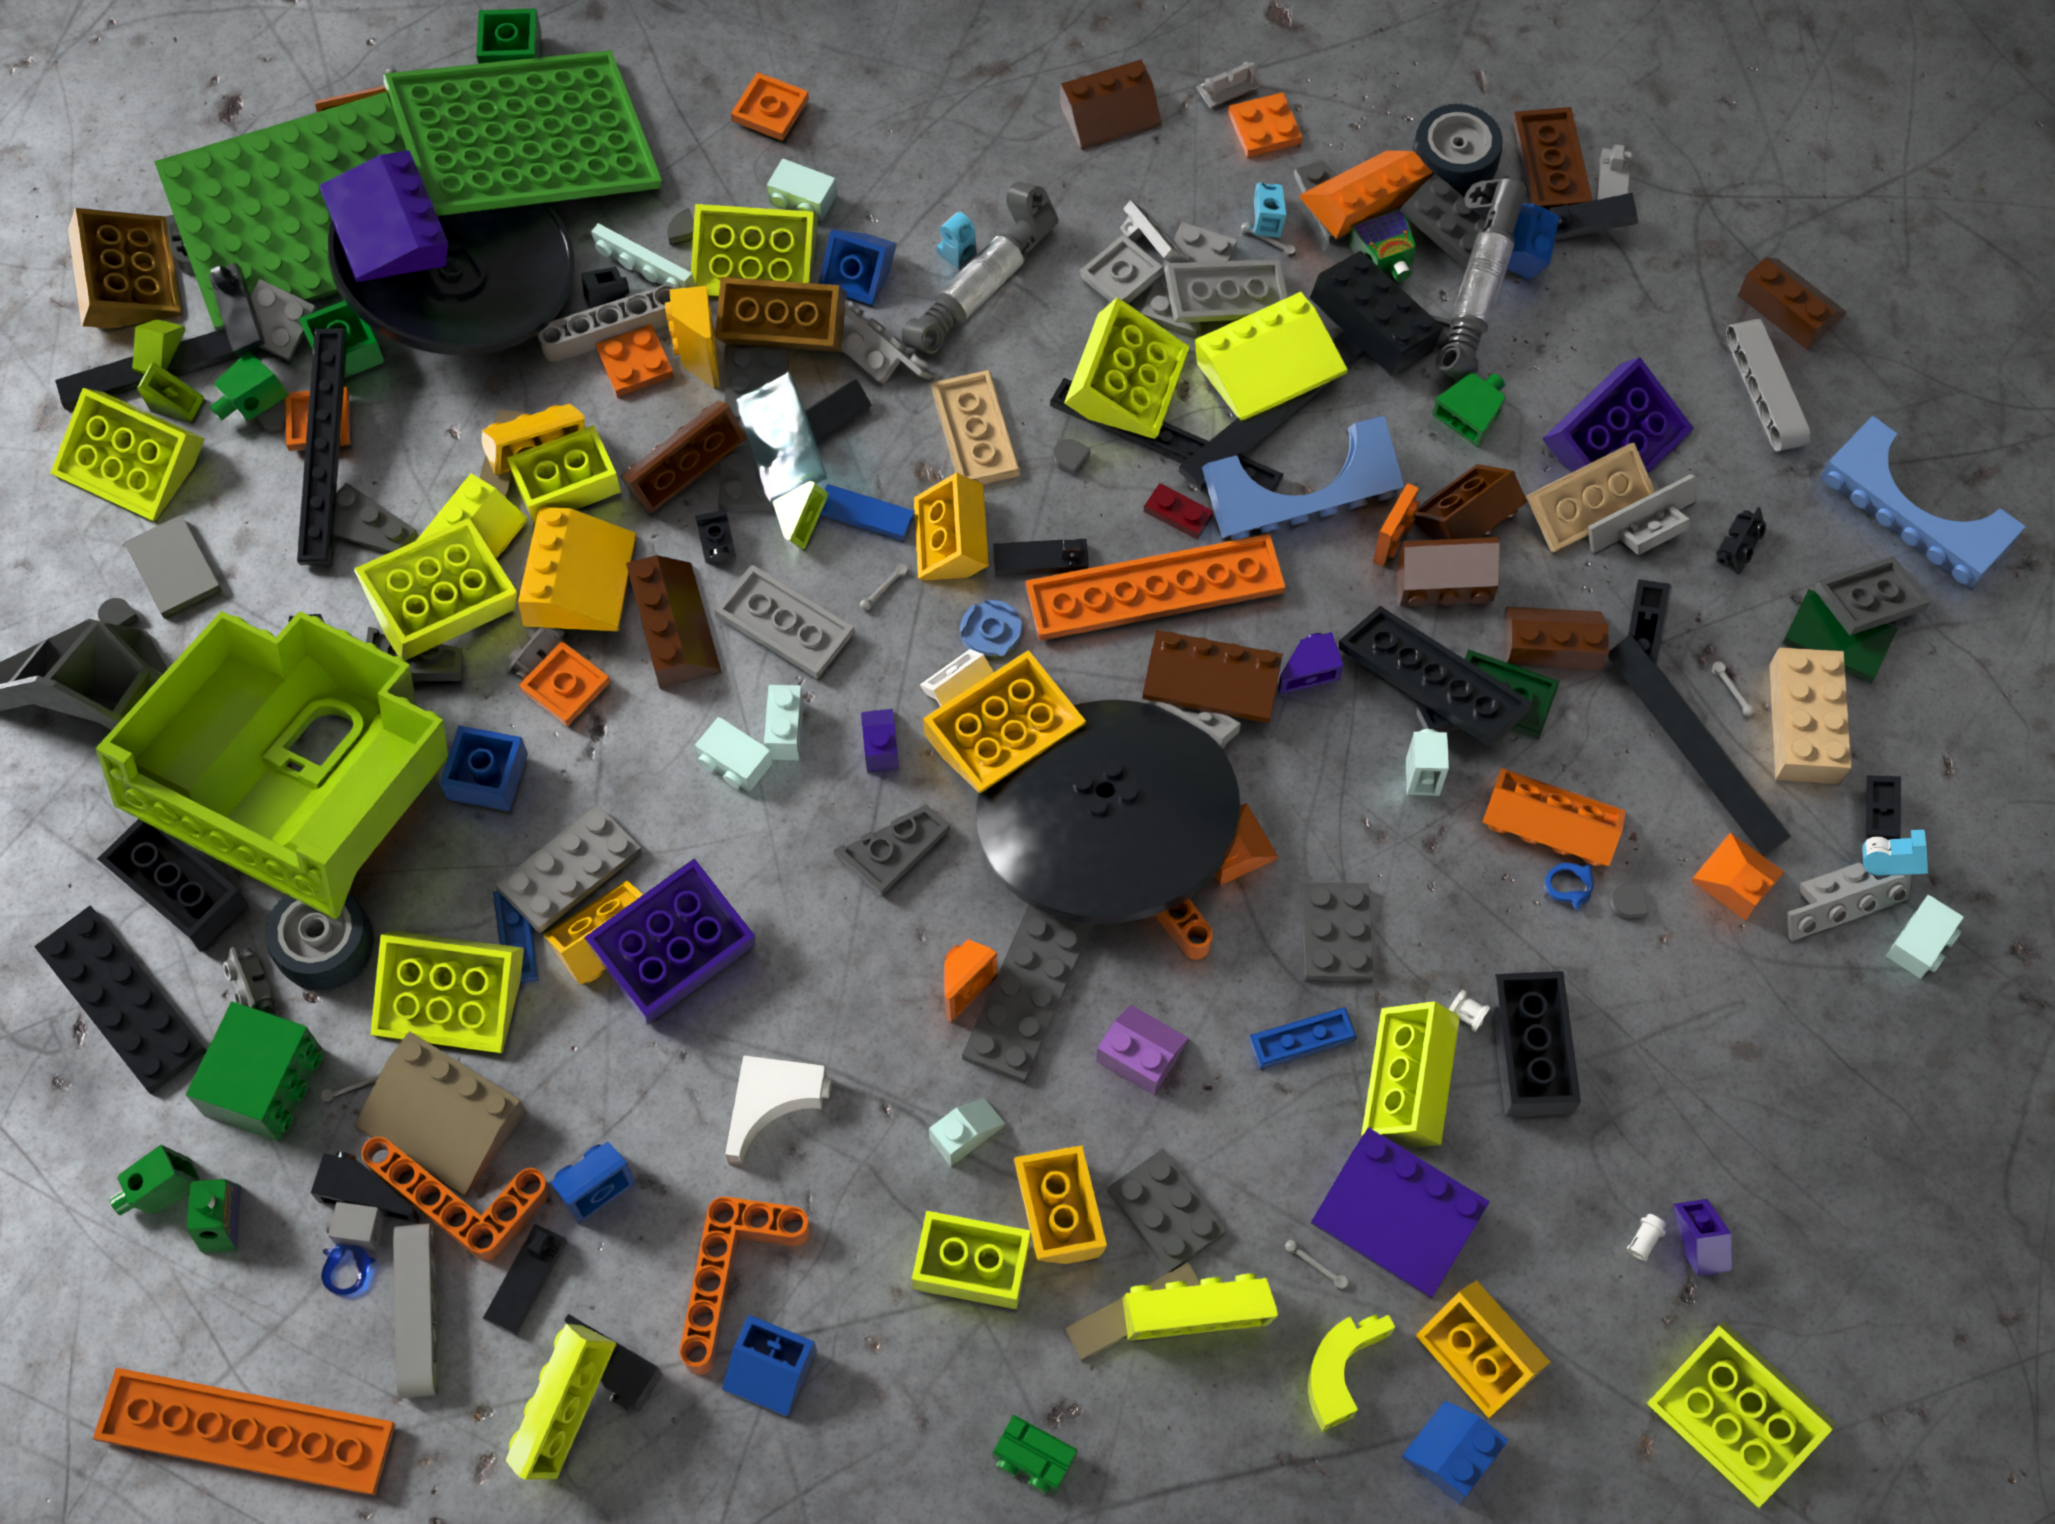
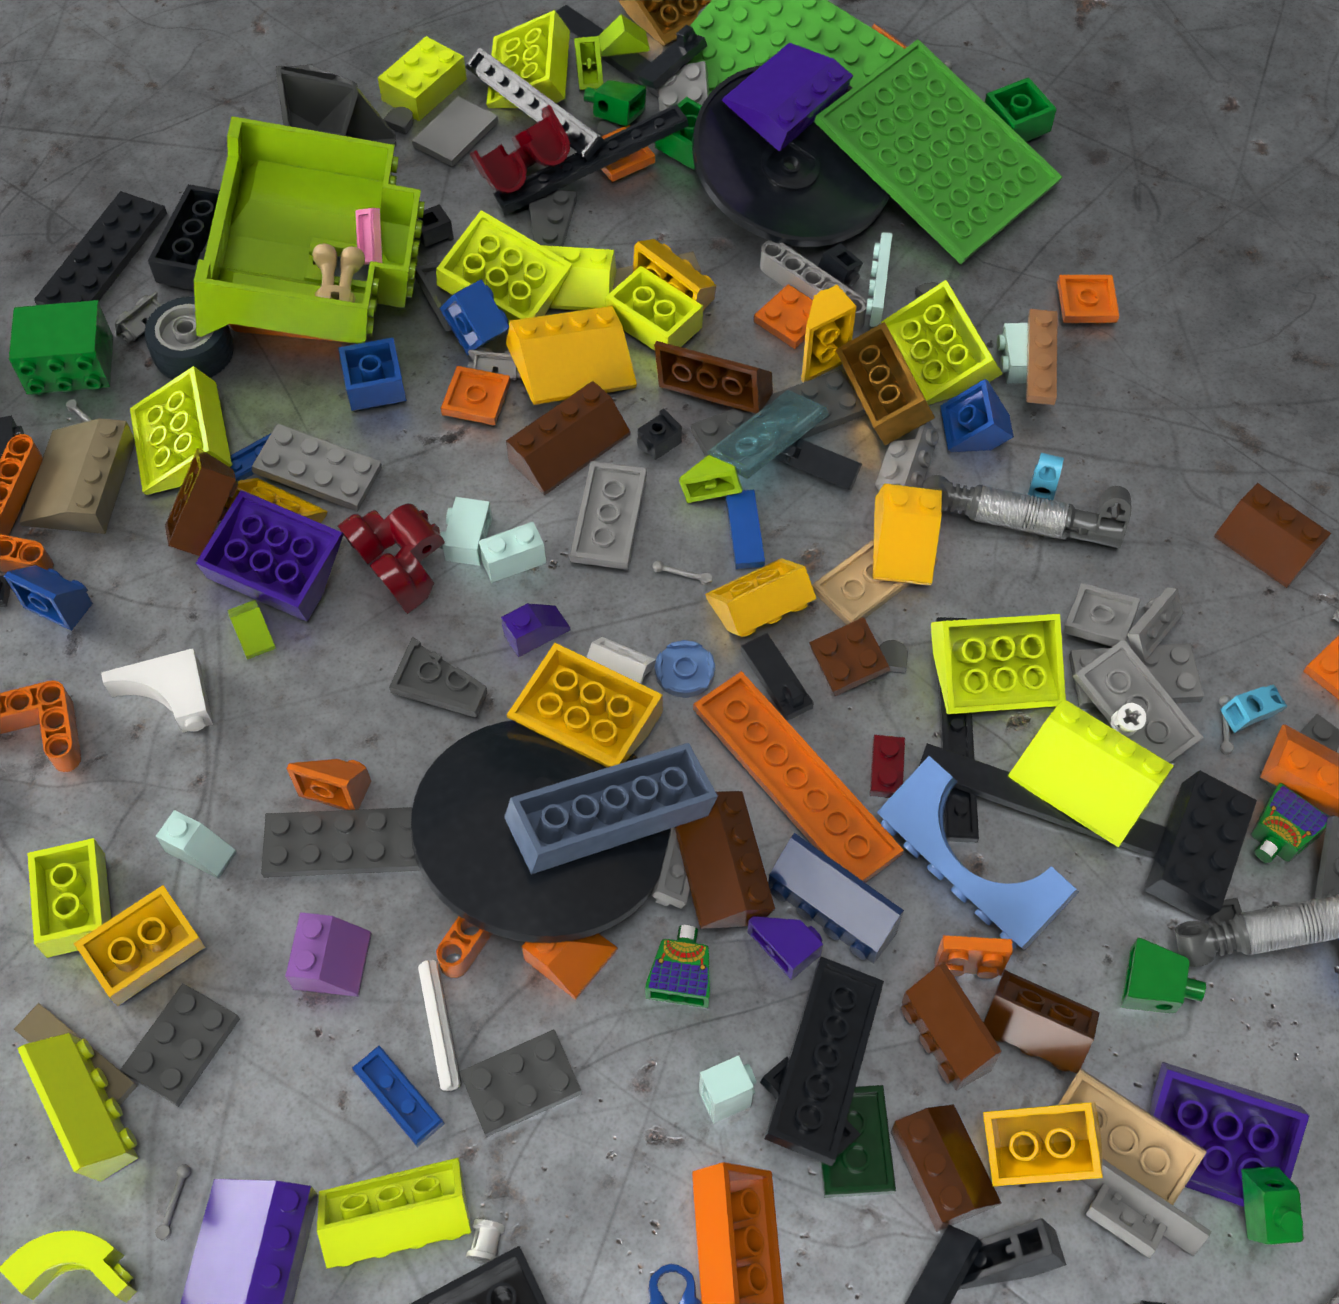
camera: 65 degrees right, 5 degrees down
(74, 565) = (422, 77): none -> neon yellow brick
(203, 467) = (531, 101): none -> tile
(276, 528) = (541, 143): none -> dark red piece
(310, 694) = (369, 234): none -> bright pink tile
(385, 754) = (350, 263): none -> tan piece
(480, 638) = (474, 316): none -> blue slope
(567, 989) = (200, 503): none -> reddish brown slope
(726, 799) = (414, 536): none -> dark red piece
(733, 999) = (251, 629): none -> lime slope
(827, 173) = (1042, 357): none -> medium nougat plate
(960, 377) = (906, 533): none -> yellow slope
(1054, 487) = (849, 656): none -> reddish brown plate
(1144, 730) = (609, 807): none -> sand blue brick
(1239, 302) = (1126, 711): none -> white bush
(1252, 977) = (439, 1026): none -> white axle
(1294, 604) = (834, 899): none -> slope
(1297, 757) = (680, 971): none -> torso
(1576, 550) = (1044, 1144): none -> yellow slope
(1693, 422) = (1271, 1212): none -> green torso

